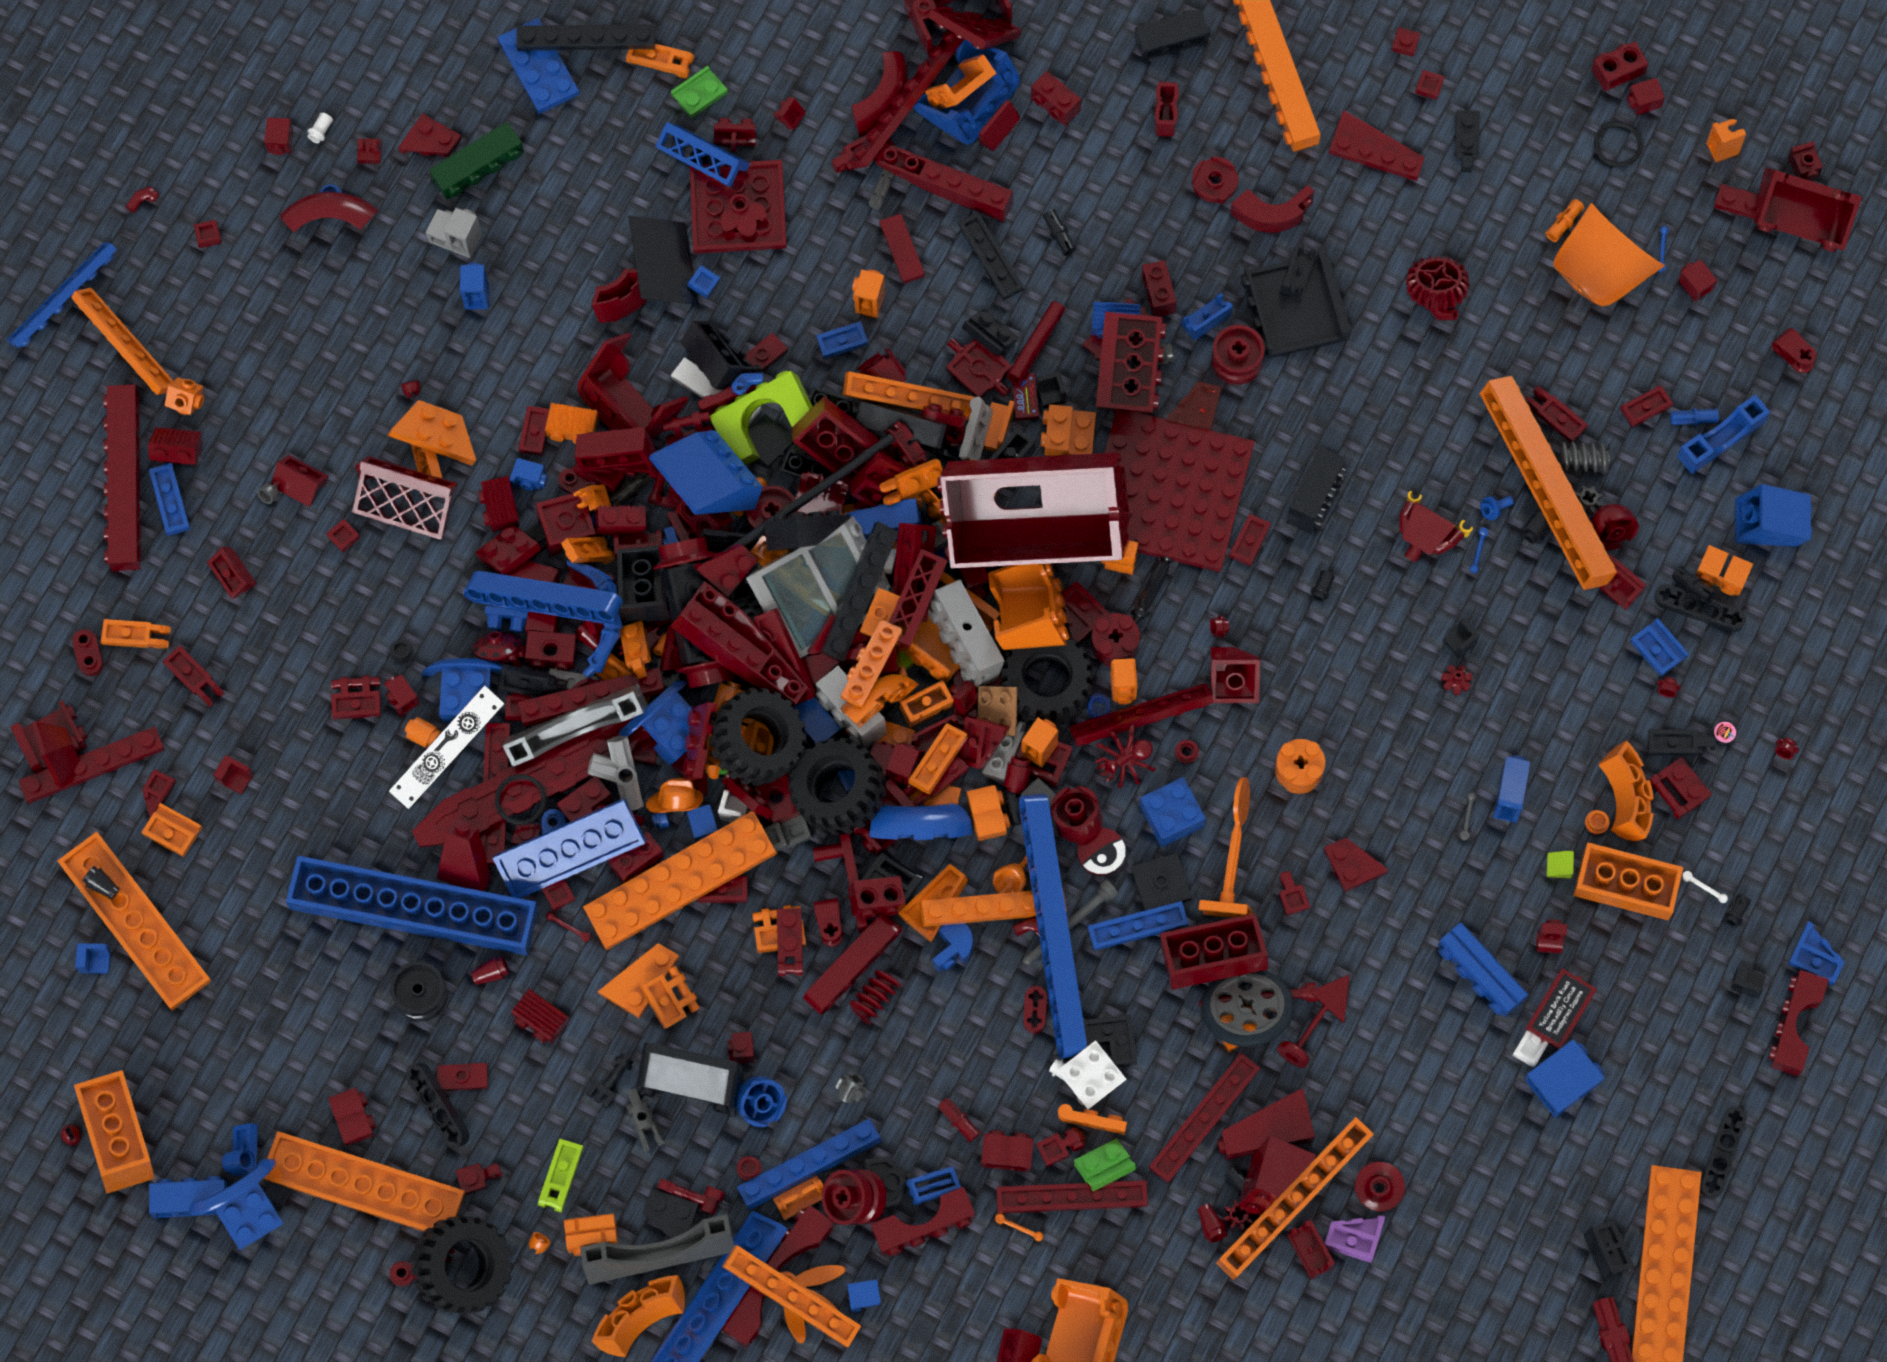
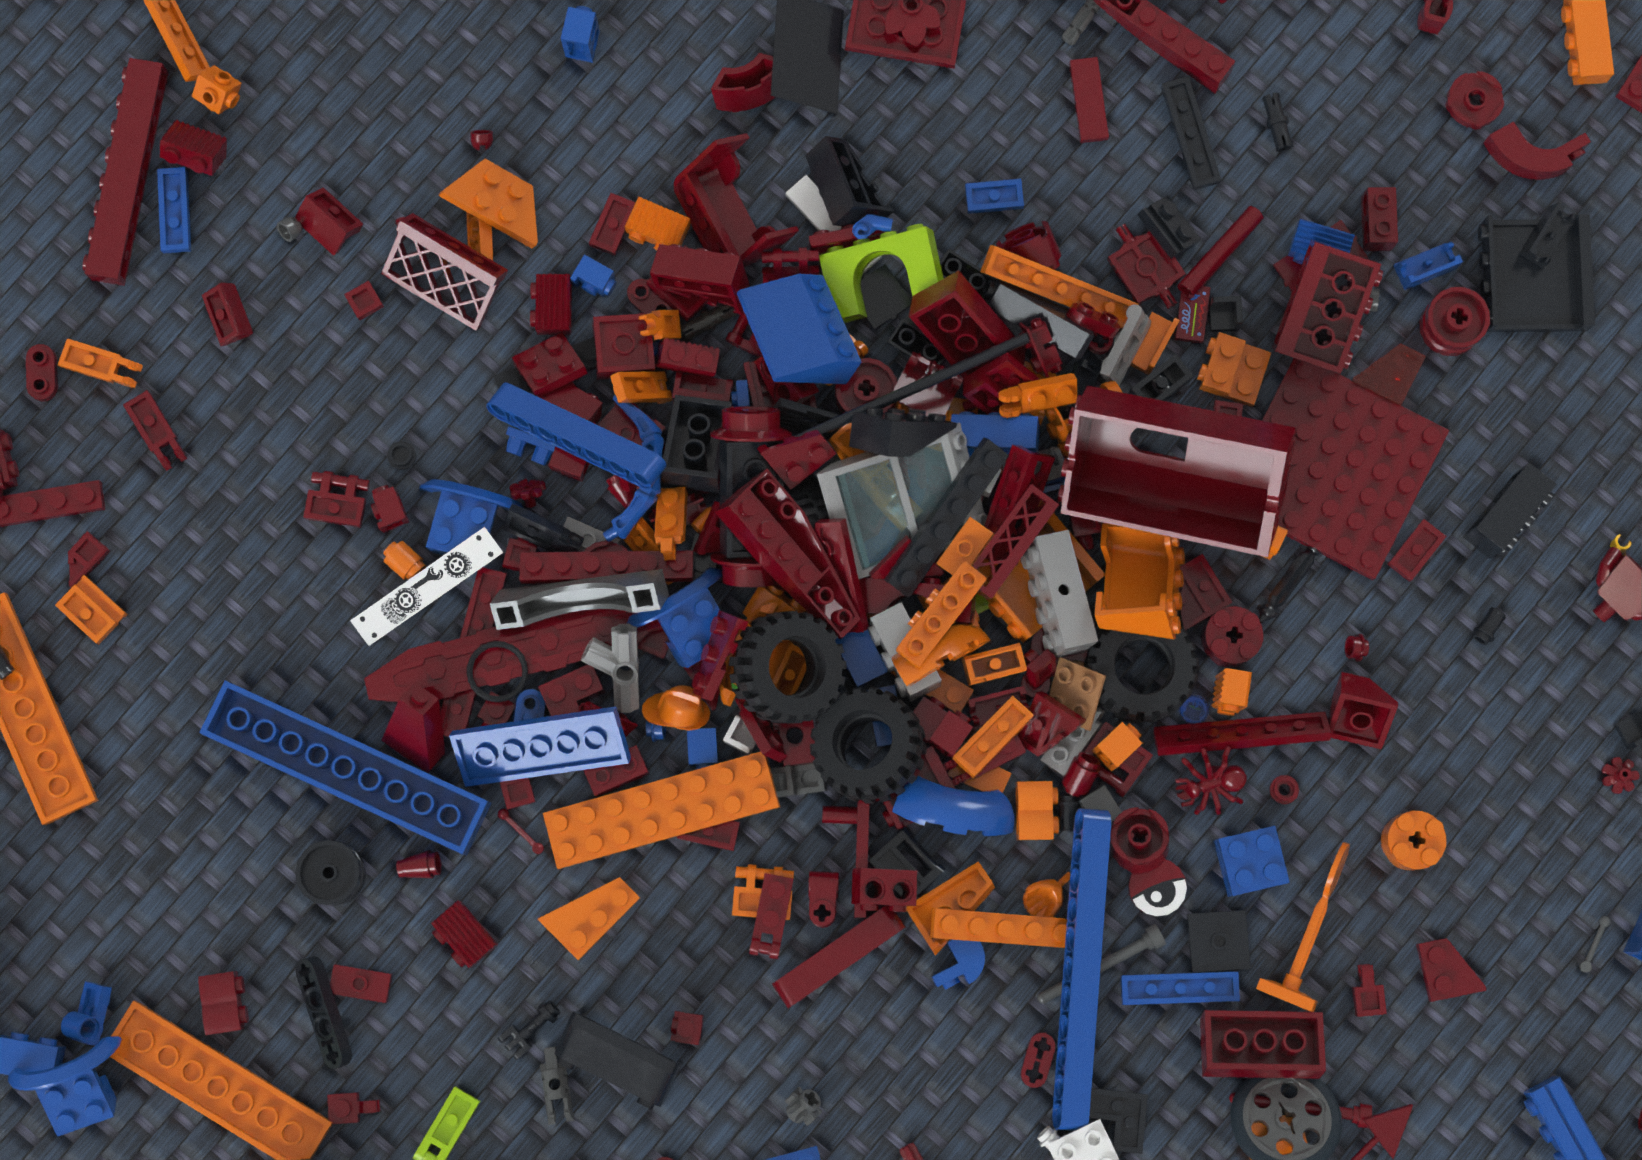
camera: 10 degrees right, 10 degrees up
(233, 774) = (175, 560): dark red panel -> none
(496, 646) = (511, 476): dark red dish -> none
(540, 642) = (561, 484): dark red brick -> none
(664, 1001) = (610, 951): orange plate -> none
(703, 281) = (848, 88): blue plate -> none
(761, 1101) = (695, 1099): blue cylinder -> none
(766, 352) = (903, 190): dark red plate -> none
(869, 293) = (1038, 147): orange brick -> none
(874, 995) = (855, 1002): dark red piece -> none
(1025, 926) = (1052, 955): dark red arm -> none

